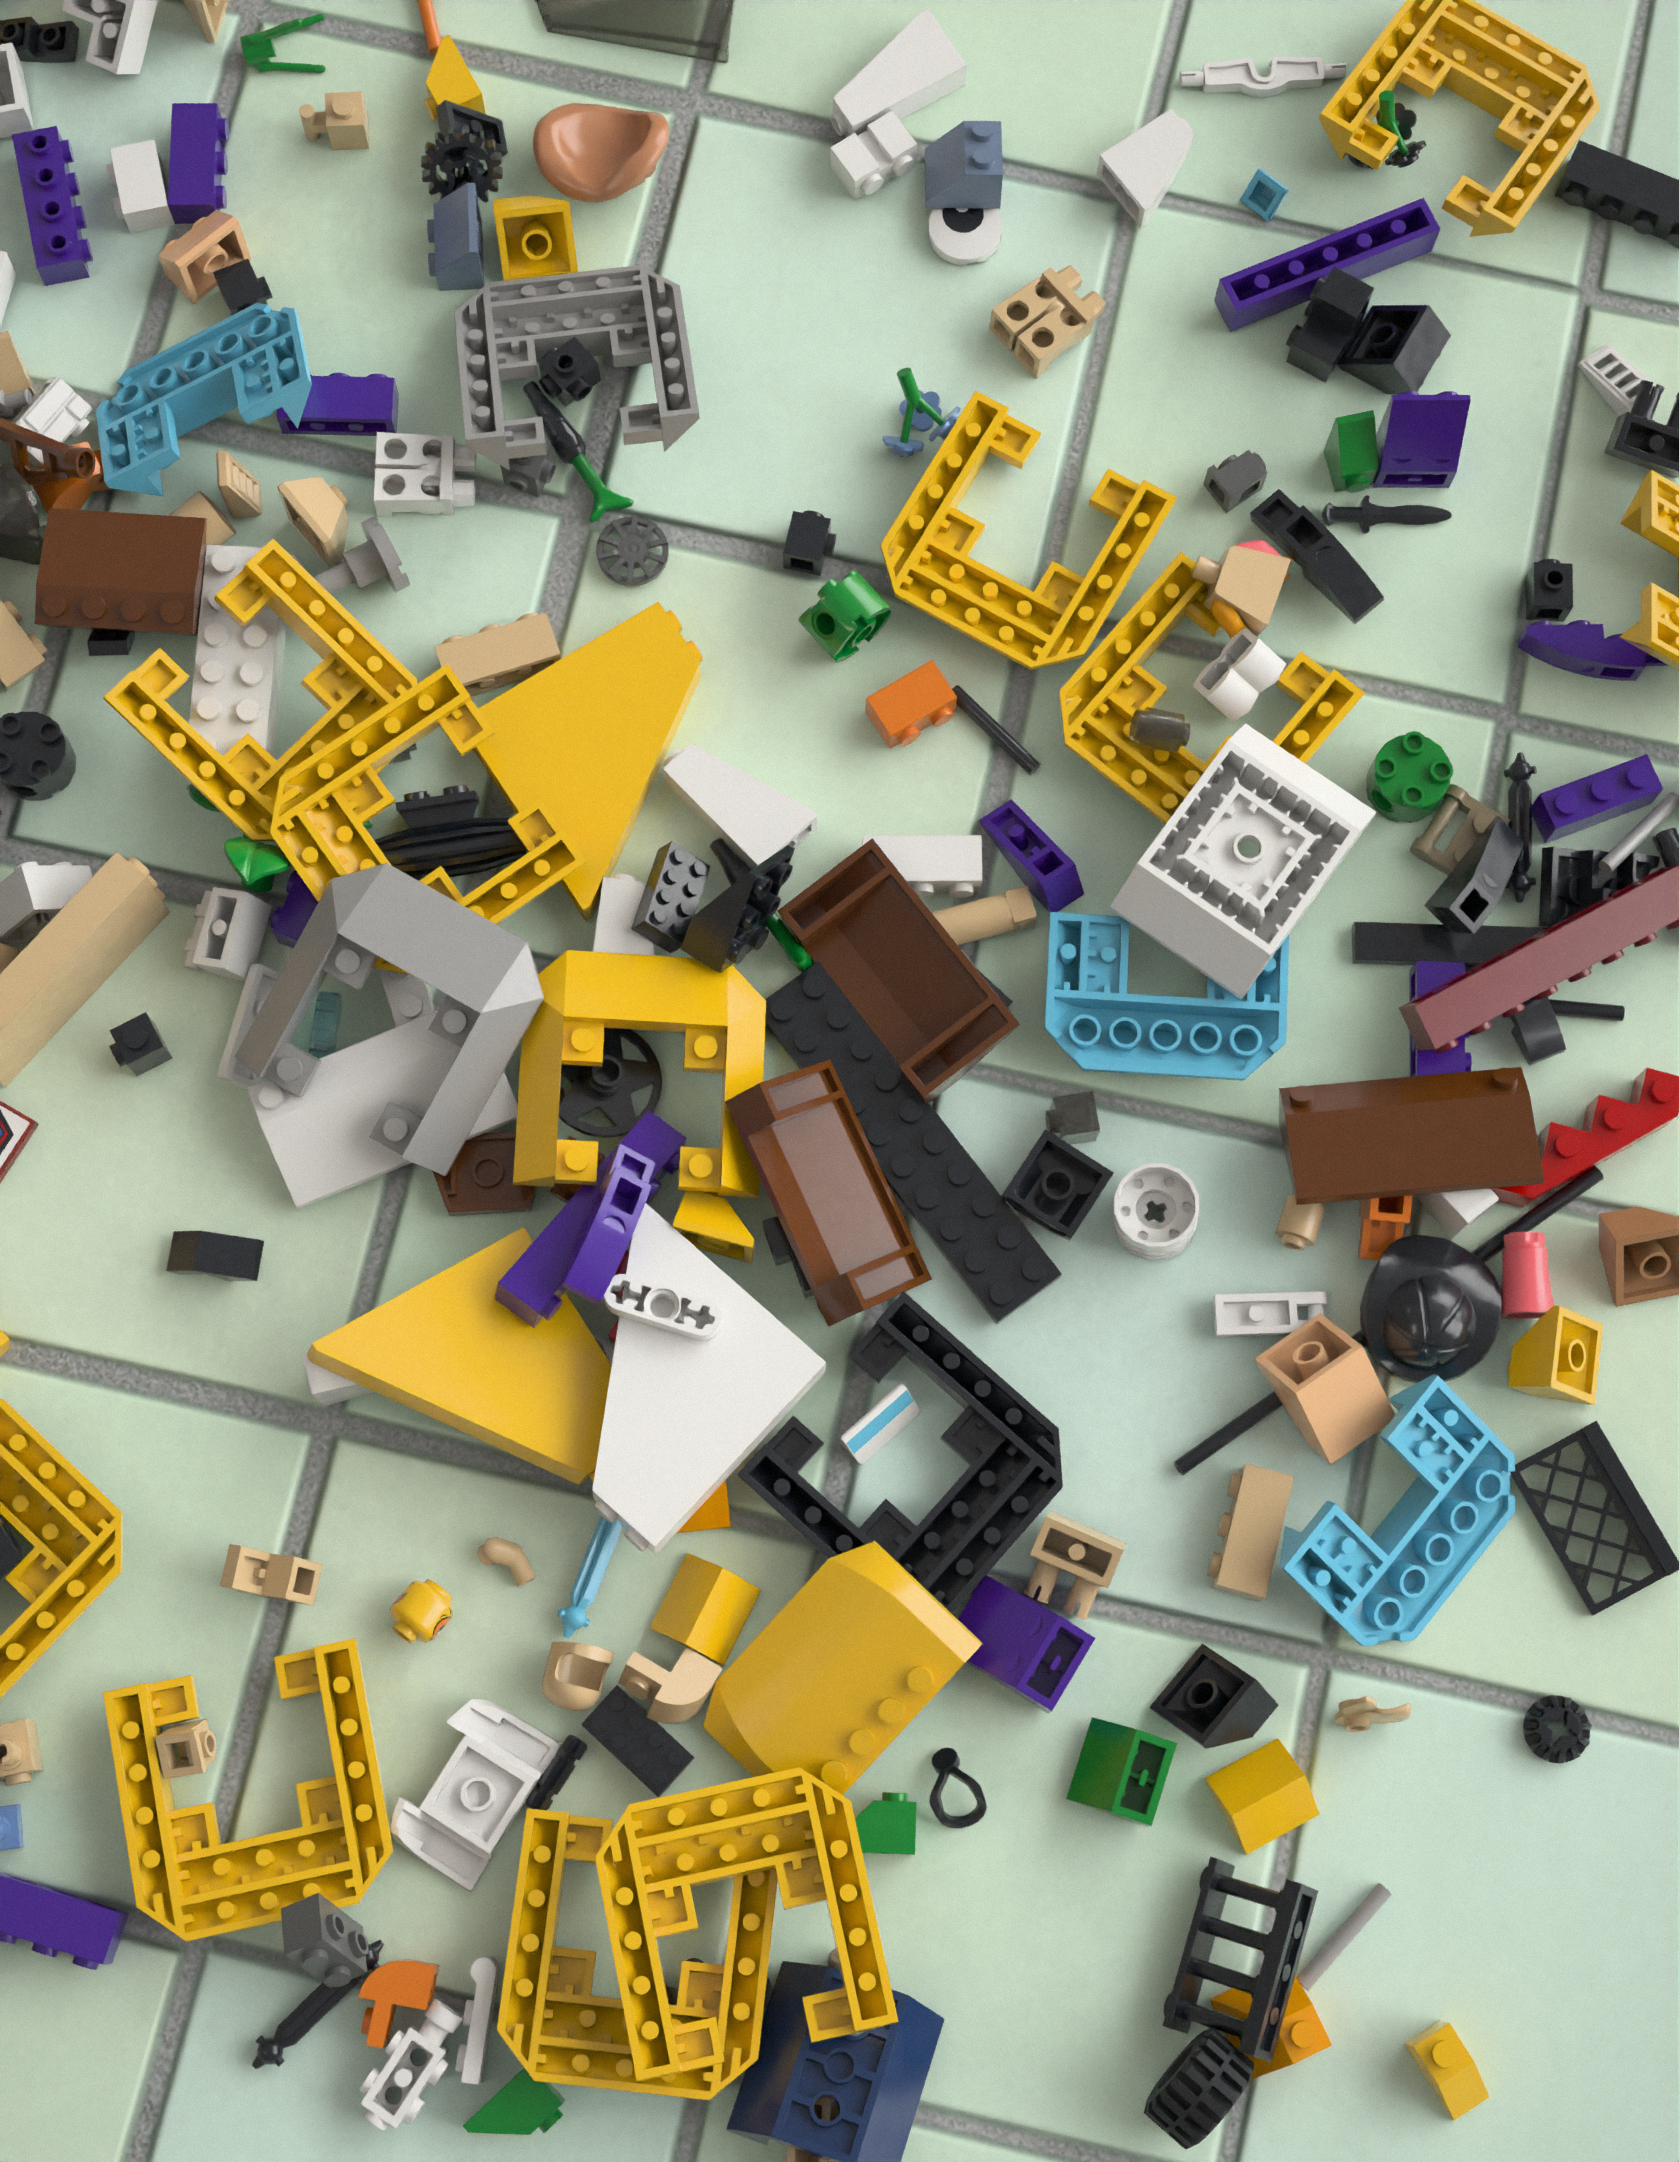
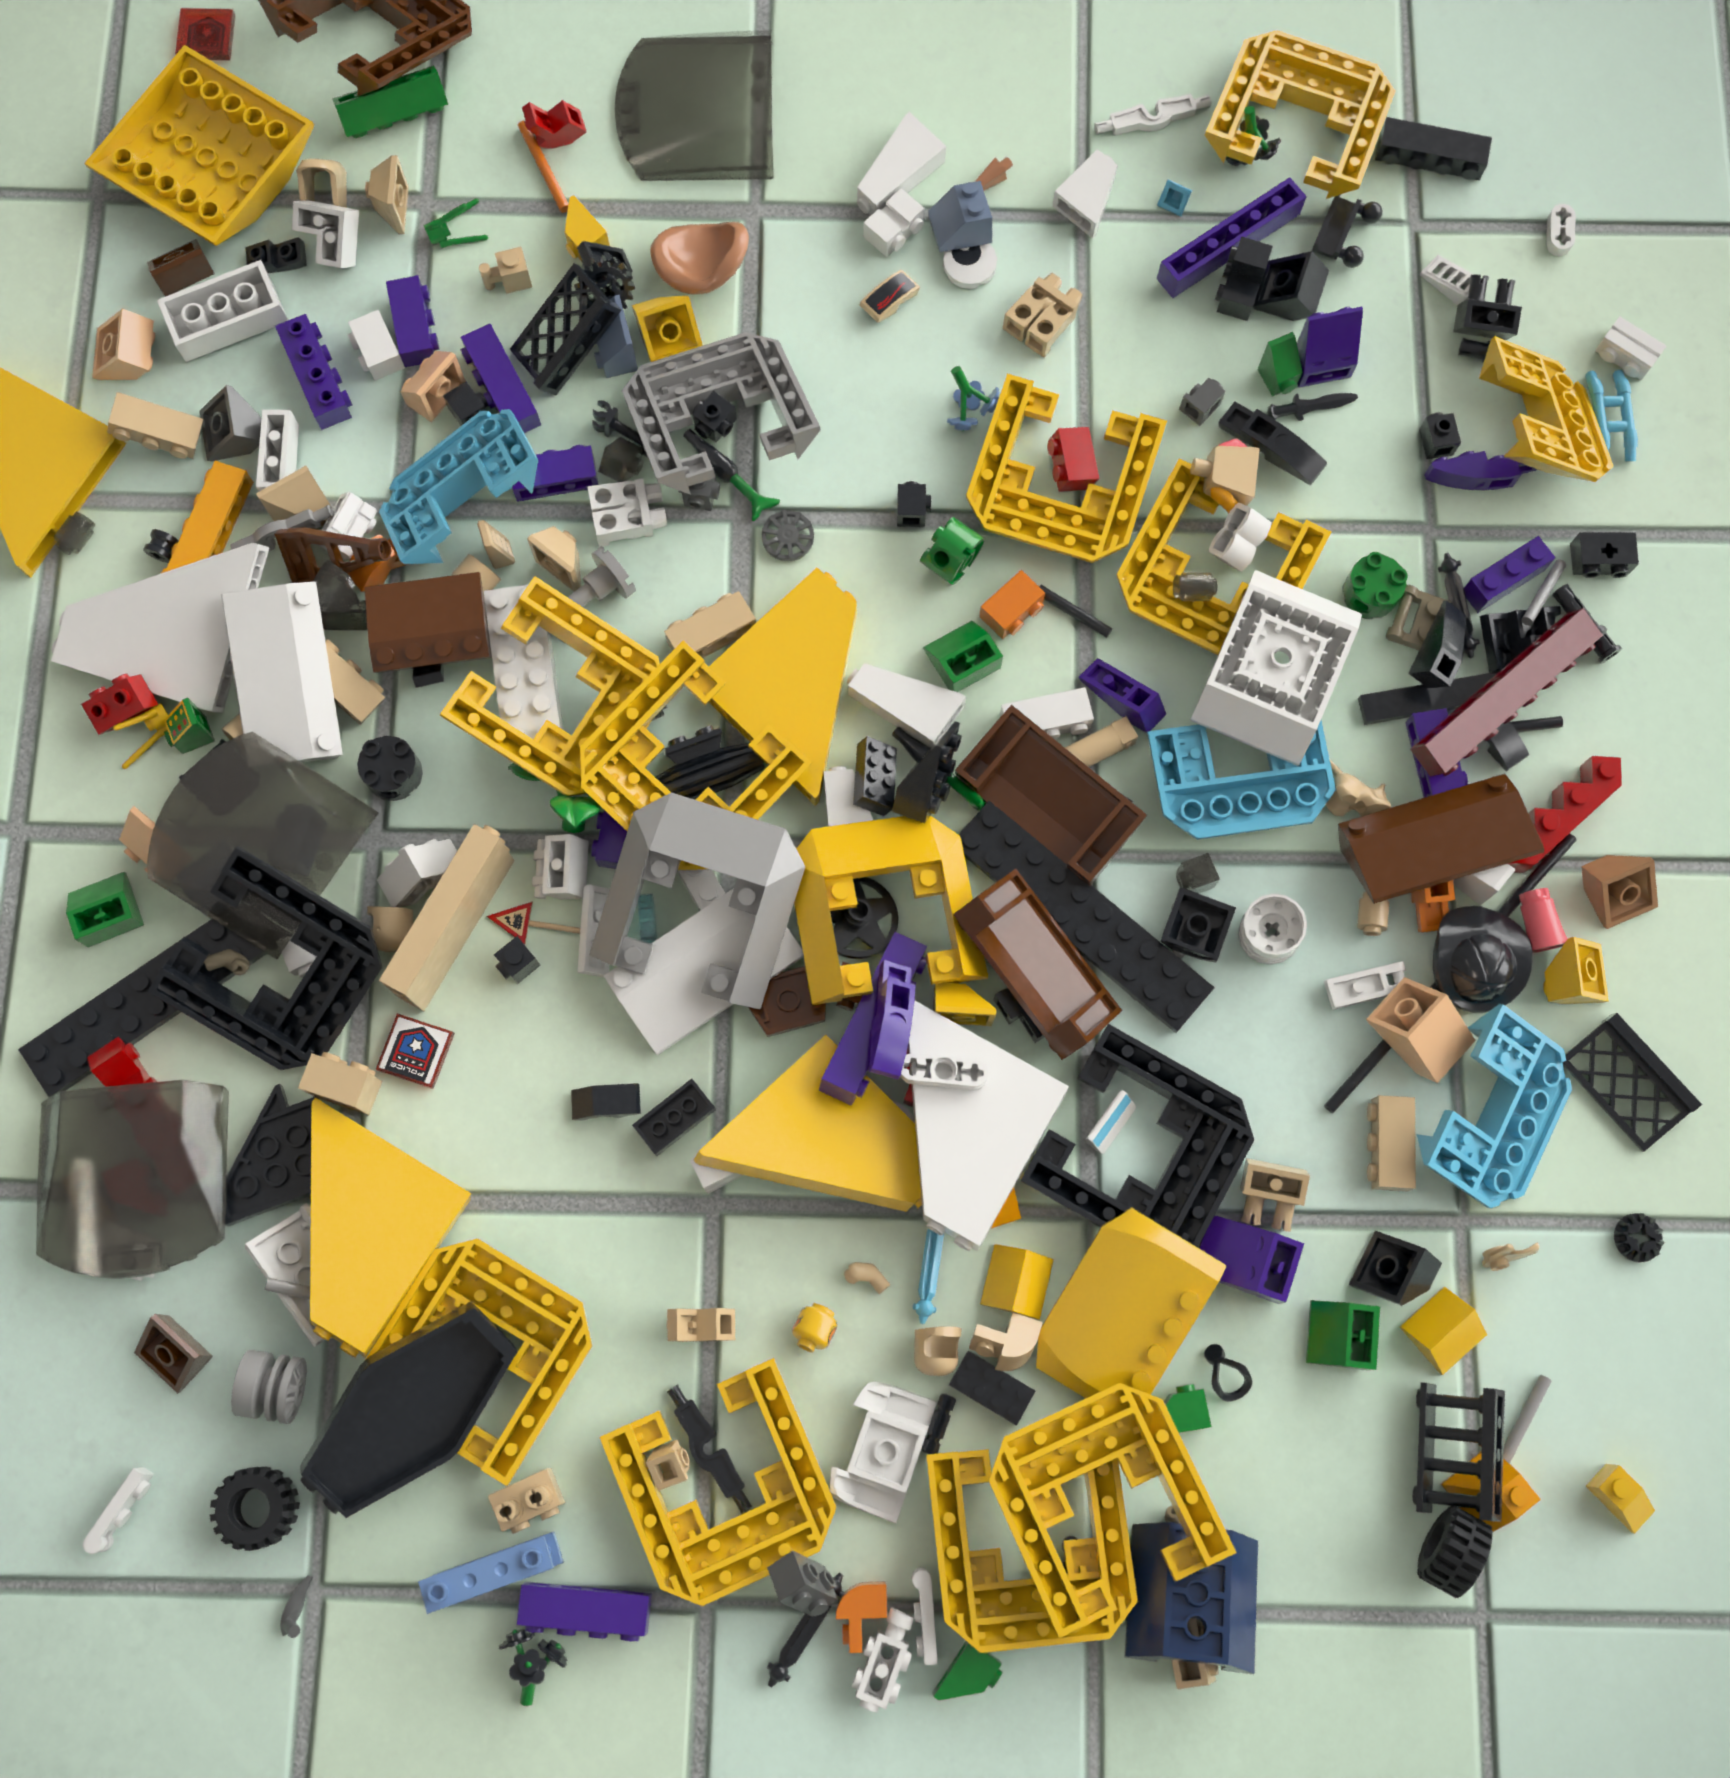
camera: 10 degrees left, 0 degrees up
(154, 993) = (517, 921): none -> piece
(255, 1762) = (719, 1462): none -> black piece
(294, 262) = (498, 376): none -> dark purple brick
(300, 1295) = (674, 1117): none -> black piece
(404, 235) = (575, 343): none -> black fence
(430, 352) = (613, 424): none -> black bar
(431, 405) = (621, 460): none -> clear smoke brick
(829, 761) = (964, 656): none -> green slope
(842, 253) = (888, 295): none -> slope
(1025, 114) = (994, 173): none -> nougat piece
(1038, 523) = (1073, 459): none -> brick
(1311, 1054) = (1355, 795): none -> tan animal
(1479, 276) = (1336, 228): none -> black gear
(1623, 481) = (1473, 349): none -> black pin

